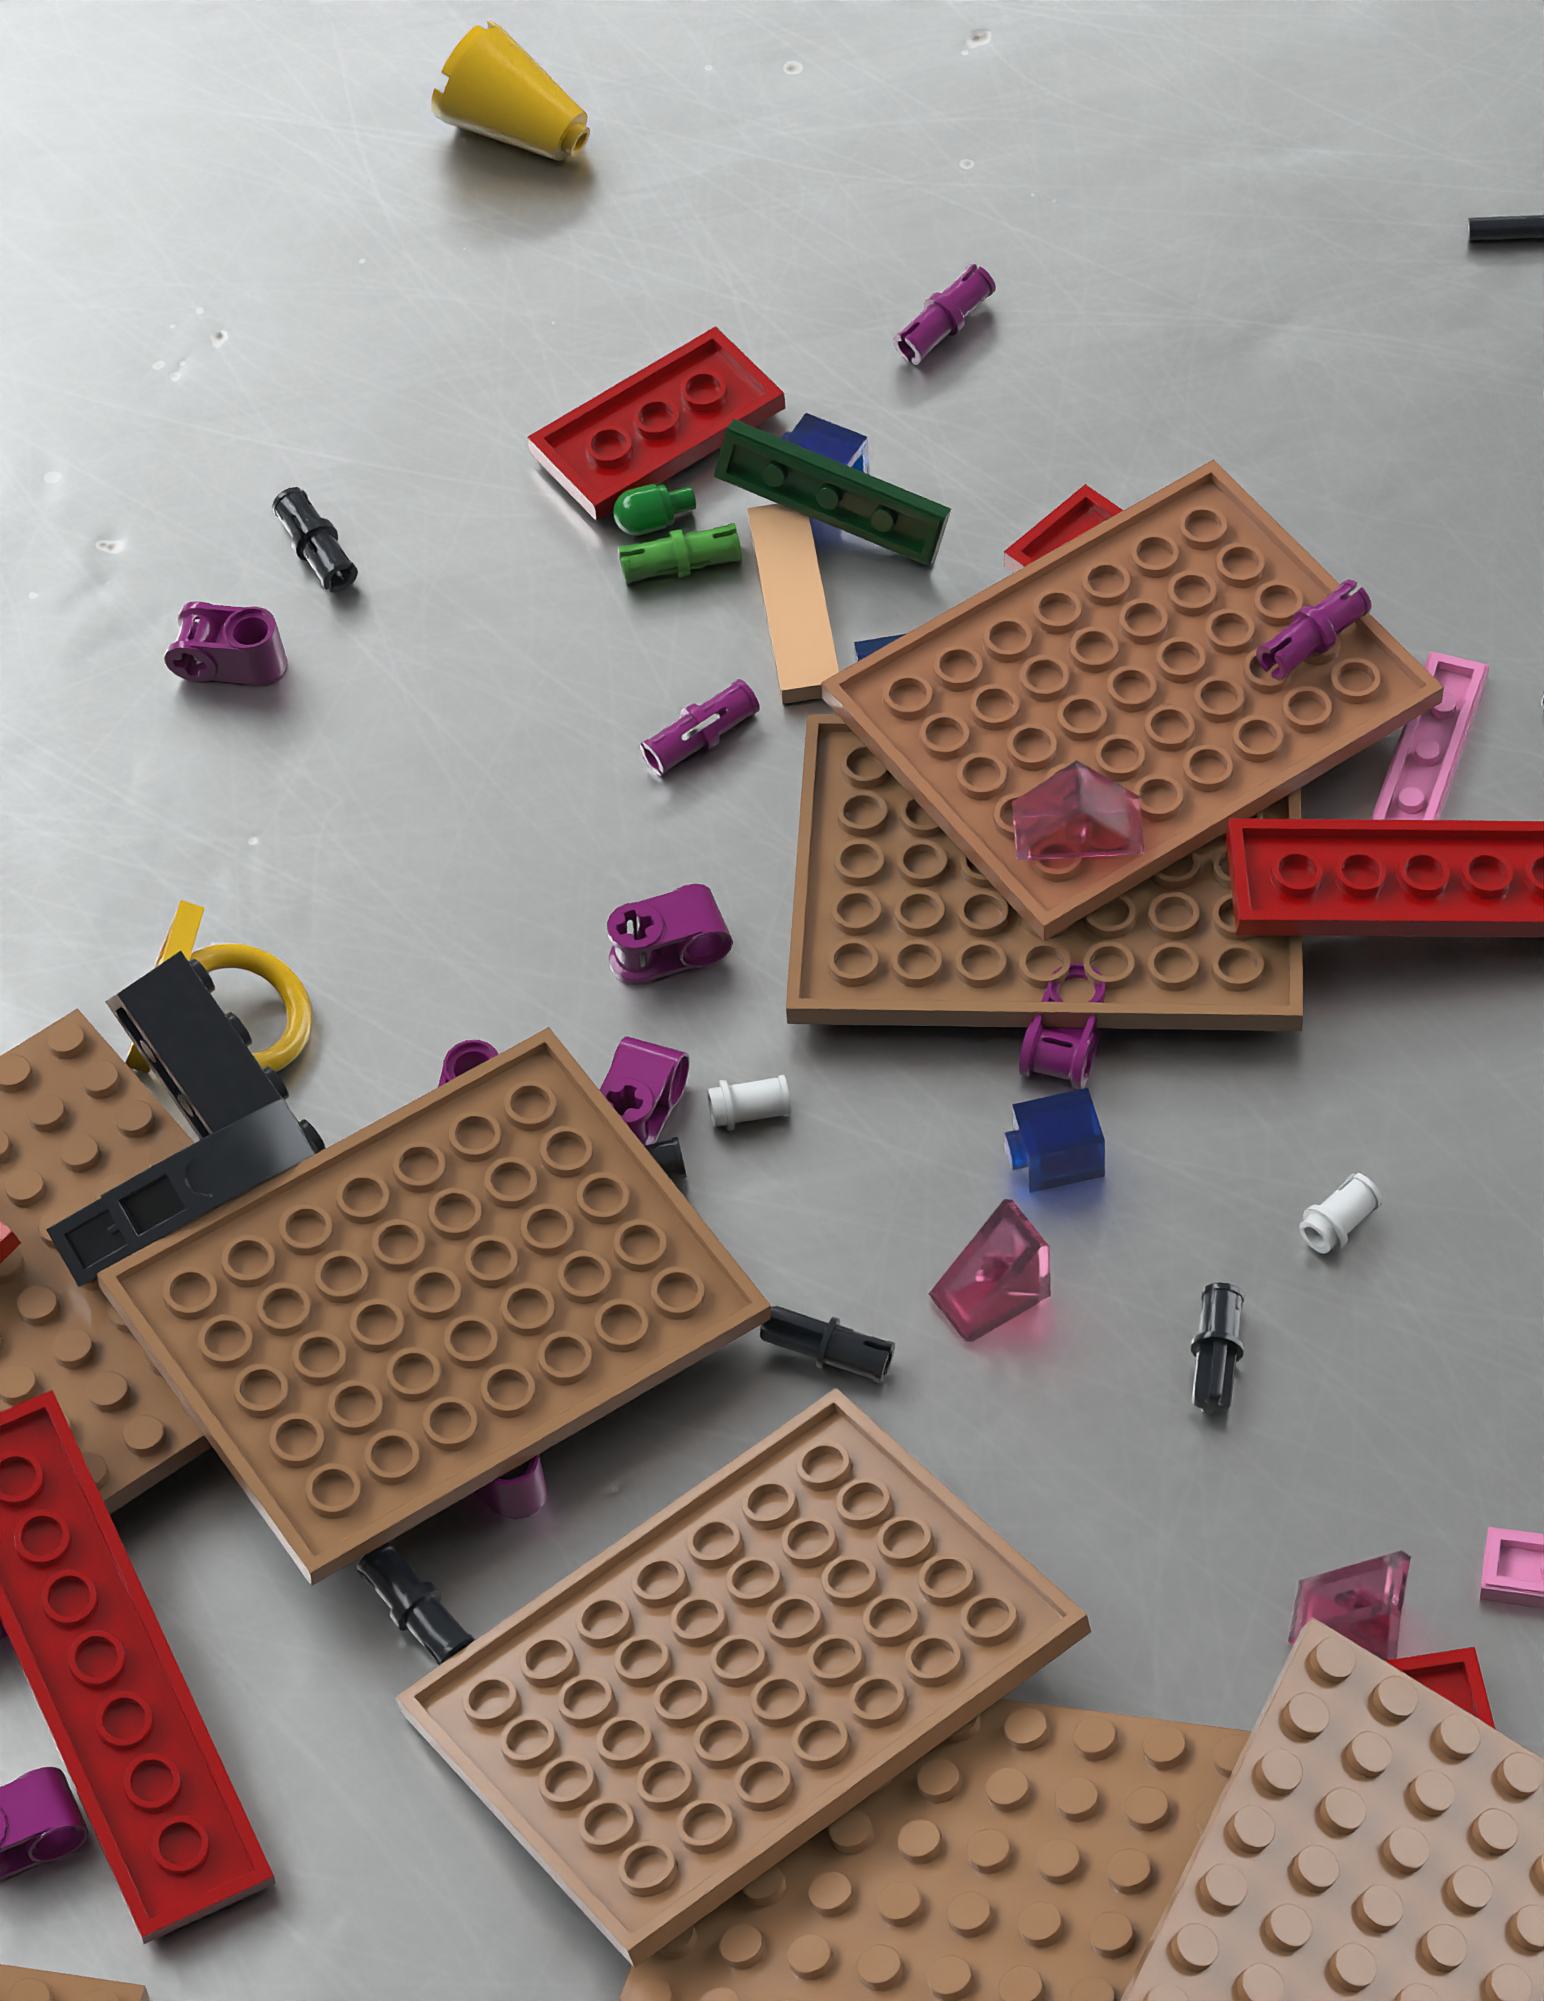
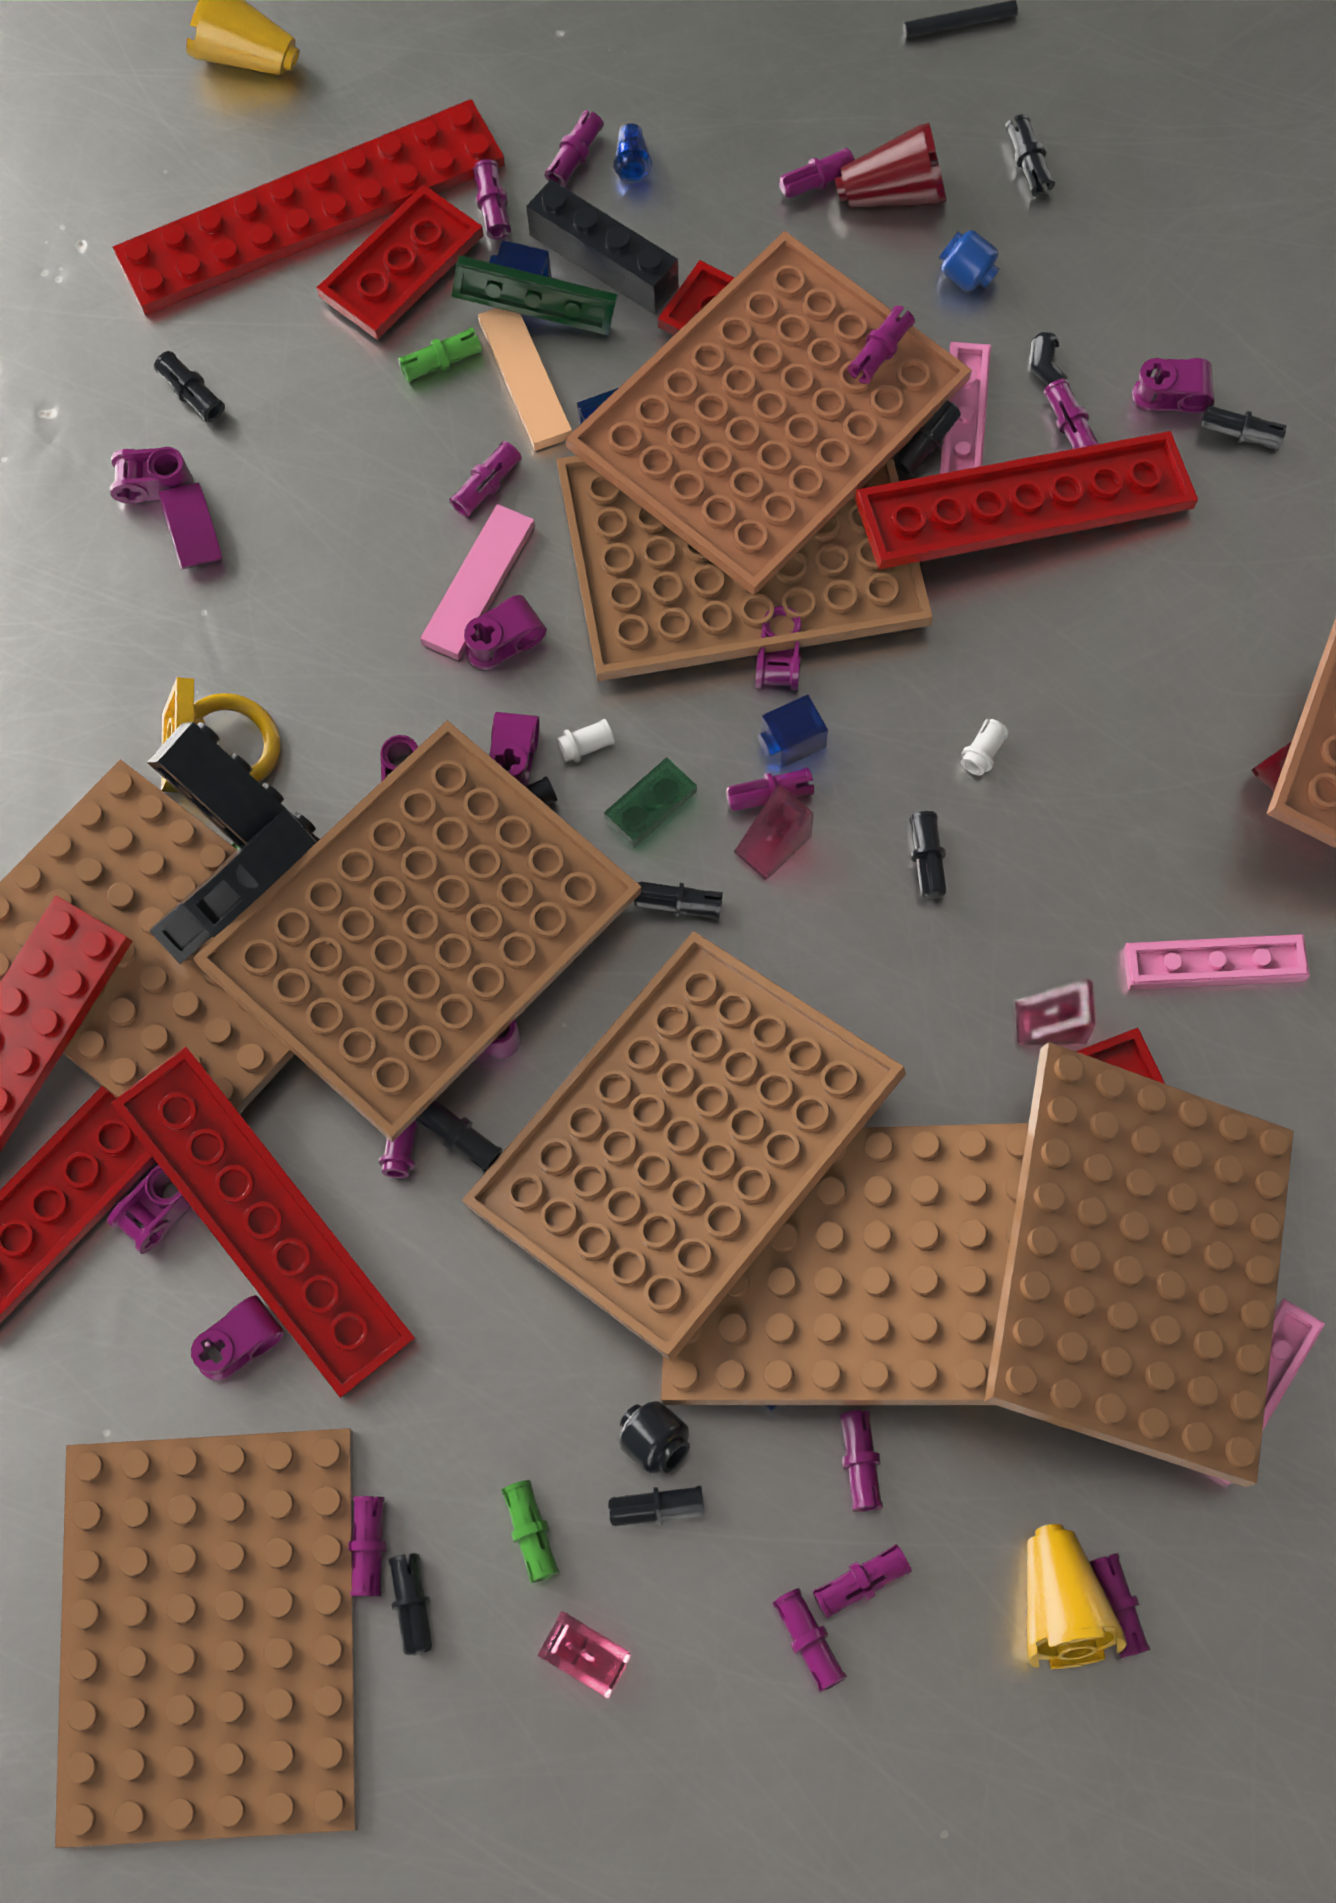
camera: 15 degrees left, 15 degrees up
(263, 720) = (190, 525): none -> magenta slope
(319, 1623) = (397, 1159): none -> magenta pin
(547, 333) = (305, 207): none -> red plate
(651, 508) = (412, 325): green cylinder -> none
(653, 858) = (477, 580): none -> bright pink tile
(809, 362) = (492, 199): none -> magenta pin
(821, 1201) = (650, 802): none -> clear green plate
(949, 445) = (603, 246): none -> black brick
(968, 1214) = (759, 791): none -> magenta axle
(1025, 334) = (632, 154): none -> clear blue cone
(1077, 817) = (759, 508): clear pink slope -> none
(1289, 397) = (815, 174): none -> magenta axle
(1360, 774) = (927, 439): none -> black axle
(1402, 412) = (895, 173): none -> dark red cone
(1483, 546) = (969, 261): none -> blue head

